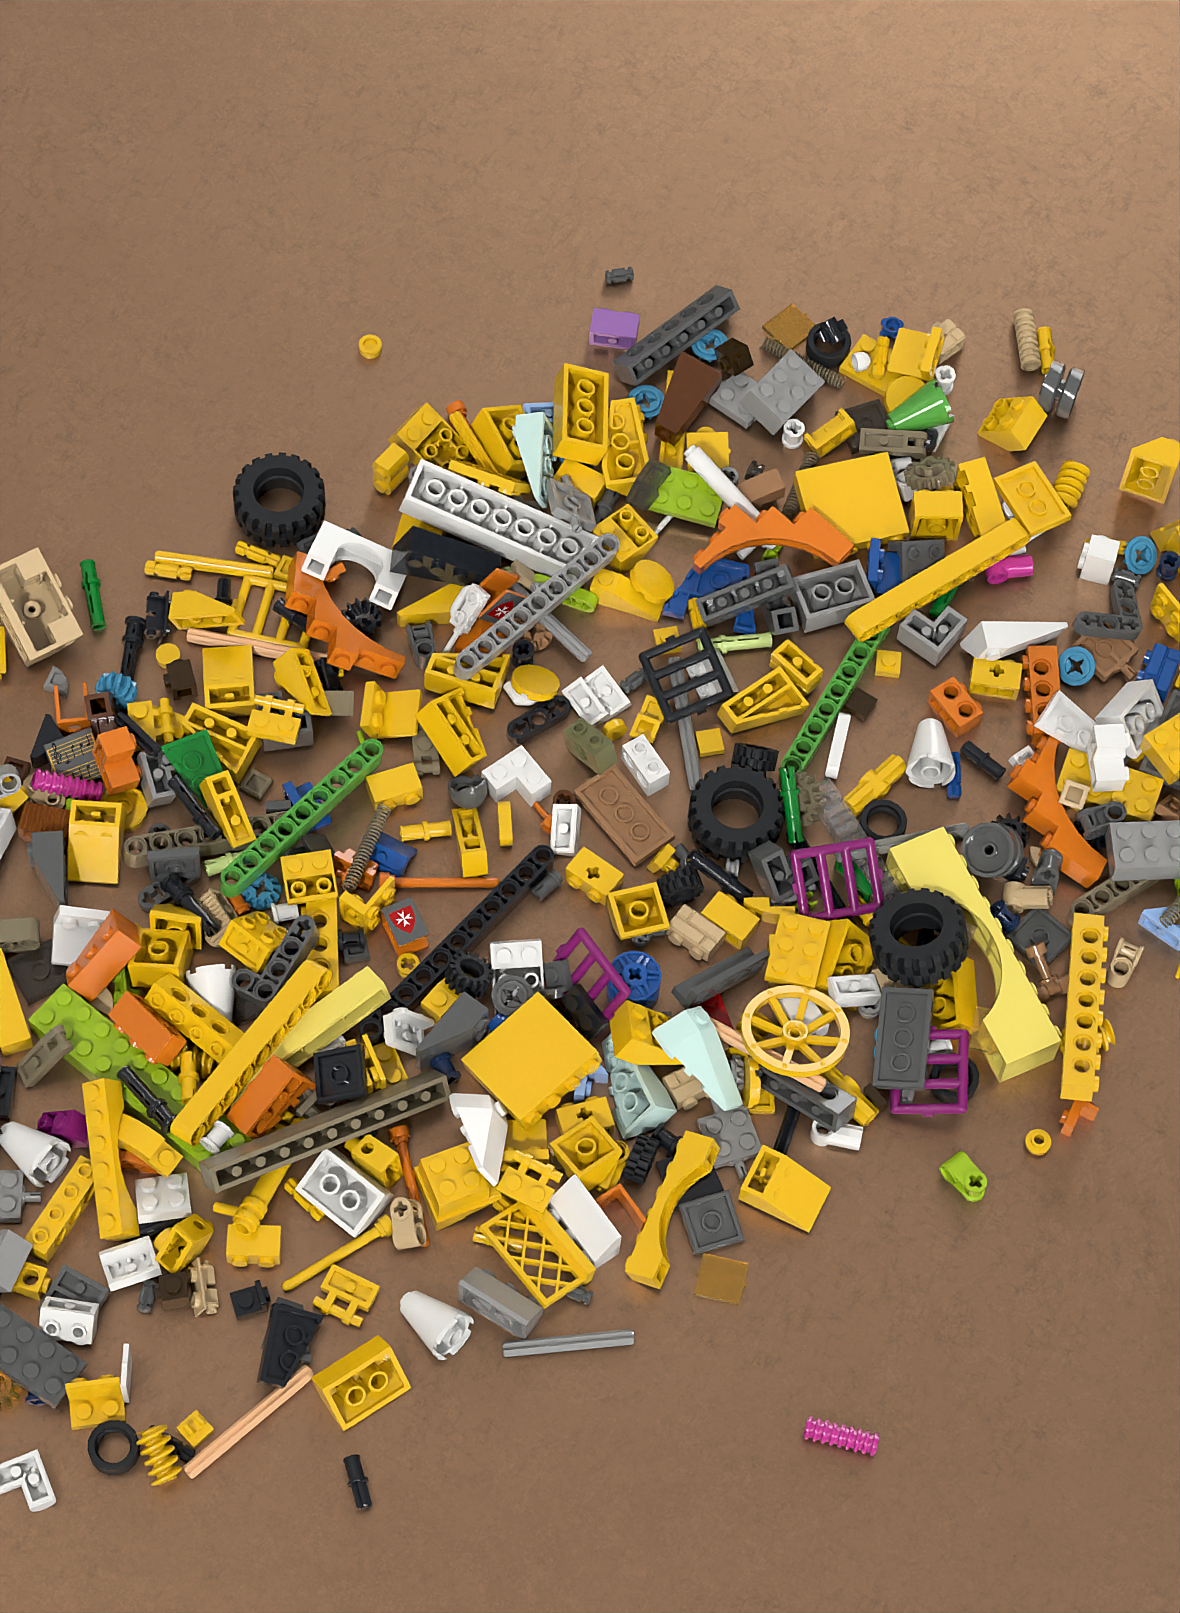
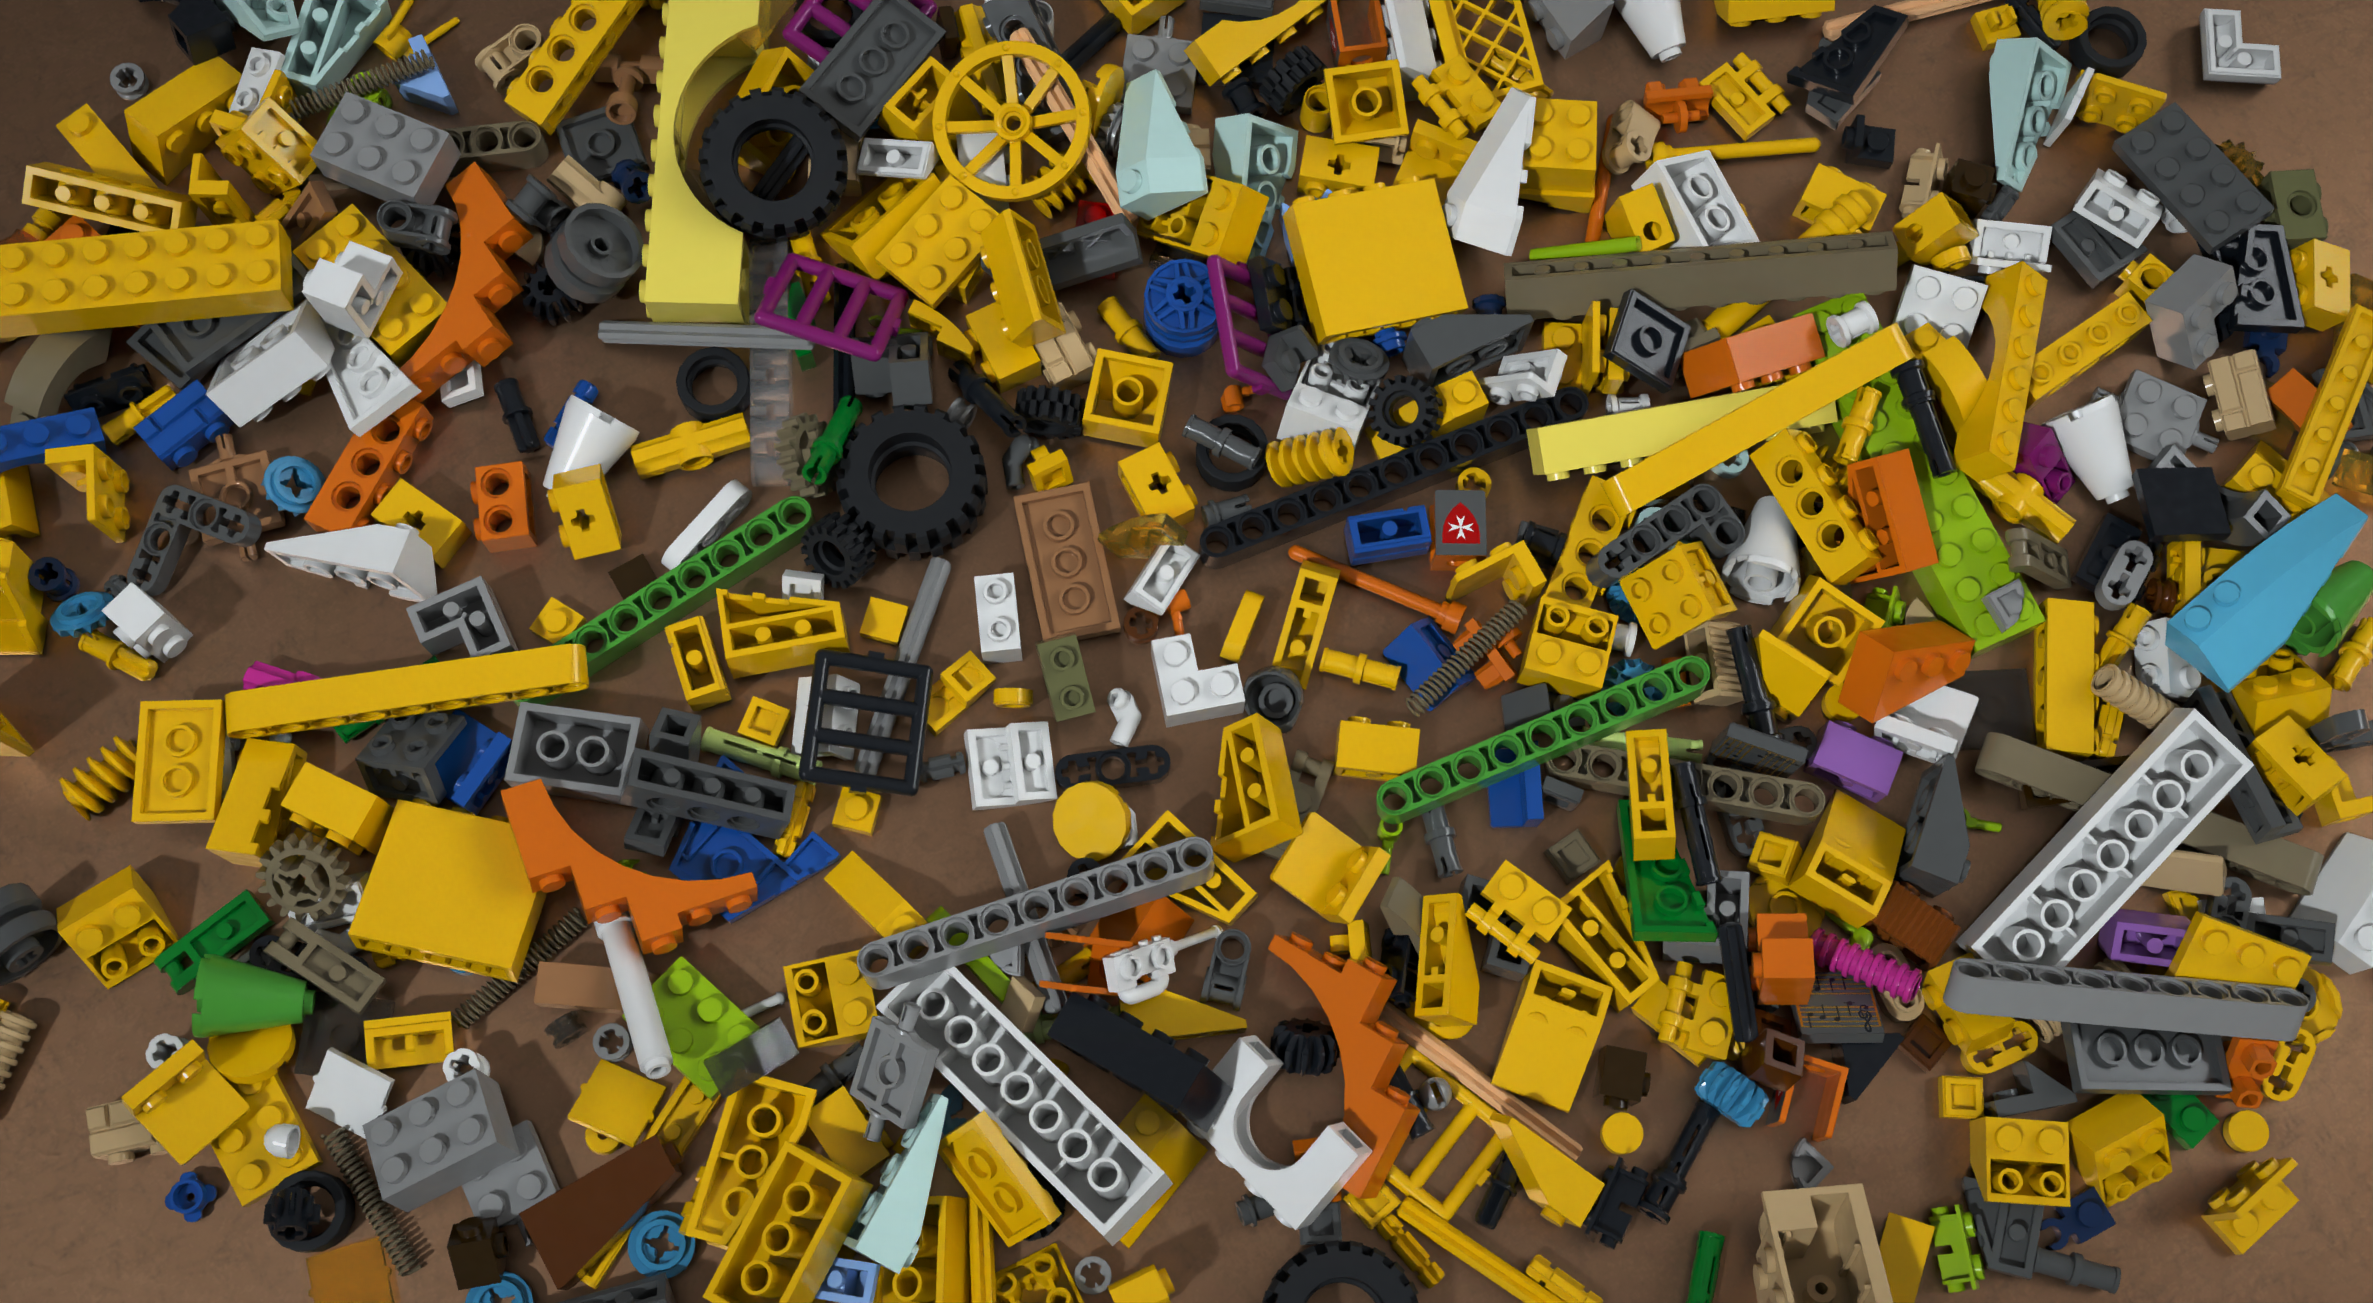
camera: 155 degrees left, 10 degrees up
(31, 901) = (1974, 823): none -> lime hand
(56, 1098) = (2022, 500): none -> yellow piece
(57, 1010) = (2005, 604): none -> light grey tile
(116, 895) = (1854, 760): none -> medium lavender brick
(138, 823) = (1775, 857): none -> yellow slope
(160, 1379) = (2025, 86): none -> light aqua wedge
(276, 631) = (1428, 1098): none -> light grey hinge
(330, 753) = (1441, 839): none -> dark grey pin
(356, 682) = (1356, 943): none -> yellow tile
(400, 1260) = (1679, 104): none -> orange hips
(409, 1129) = (1592, 248): none -> lime bar
(445, 904) = (1387, 535): none -> blue brick
(513, 924) = (1310, 458): none -> yellow piece
(546, 752) = (1127, 715): none -> white arm
(552, 902) = (1233, 481): none -> black tyre
(568, 909) = (1222, 442): none -> dark grey pin
(577, 956) = (1233, 398): none -> orange hand
(585, 838) = (1139, 534): none -> clear yellow slope
(652, 581) = (830, 906): yellow tile -> none
(666, 966) = (1126, 329): none -> yellow pin
(732, 935) = (1021, 280): none -> yellow slope
(743, 659) = (764, 722): none -> yellow plate
(763, 734) = (802, 584): none -> white plate
(847, 398) = (349, 1092): none -> white piece
(863, 1035) = (911, 108): none -> yellow slope
(880, 357) = (245, 1135): yellow axle -> none
(906, 715) = (585, 490): none -> yellow brick
(960, 436) = (219, 934): none -> green plate
(1074, 794) = (430, 275): tan slope -> none

